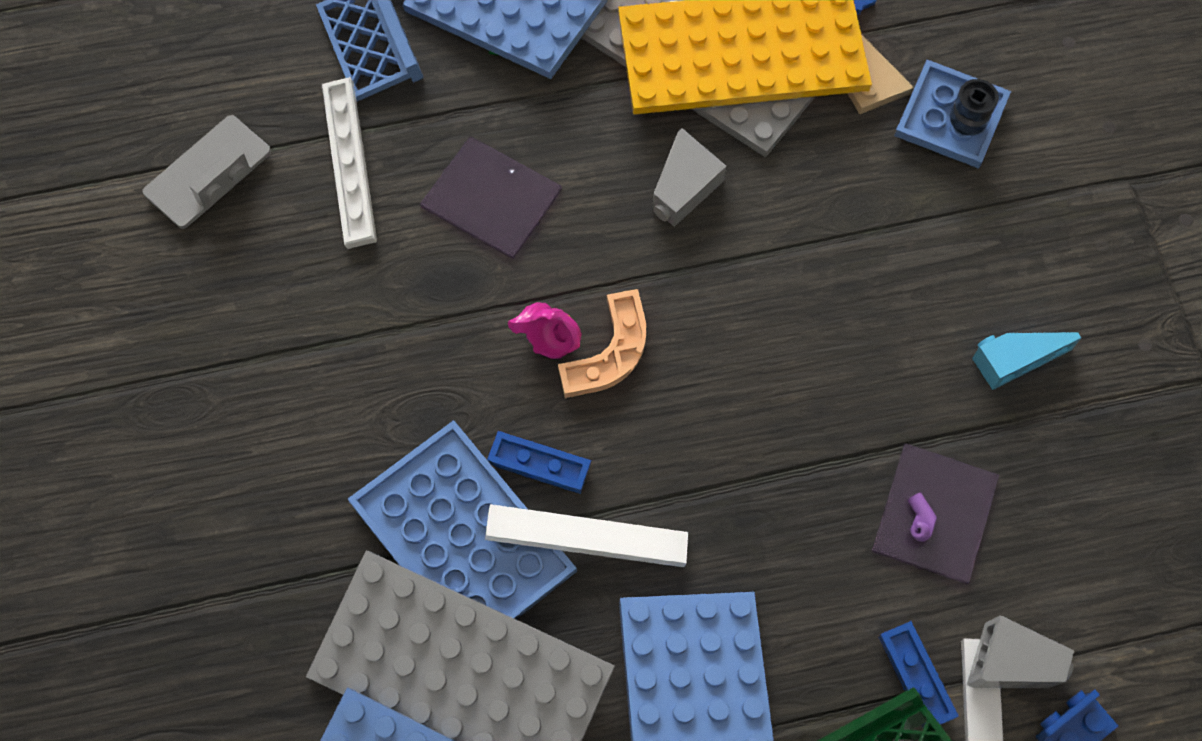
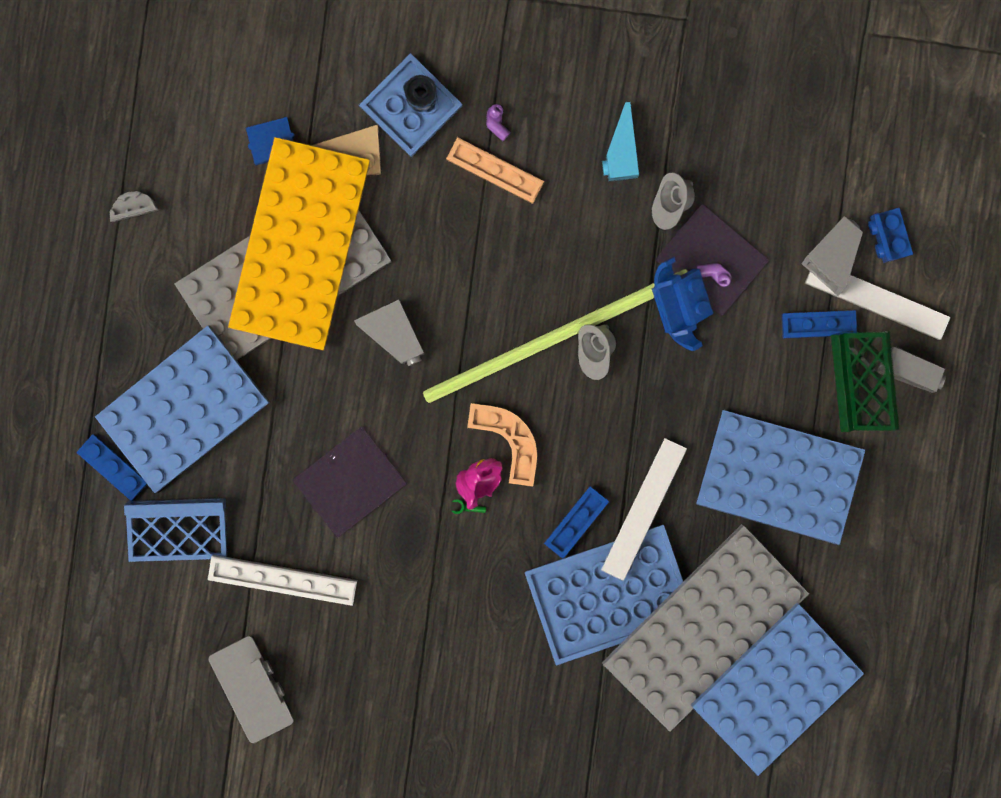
camera: 70 degrees left, 20 degrees up
(503, 327) = (464, 508): none -> green hand
(766, 365) = (540, 343): none -> yellowish green axle
(766, 408) = (595, 349): none -> light grey piece
(867, 485) = (681, 303): none -> blue plate
(922, 228) = (495, 170): none -> light nougat tile
(979, 207) = (494, 122): none -> medium lavender arm
(989, 435) = (671, 200): none -> light grey piece

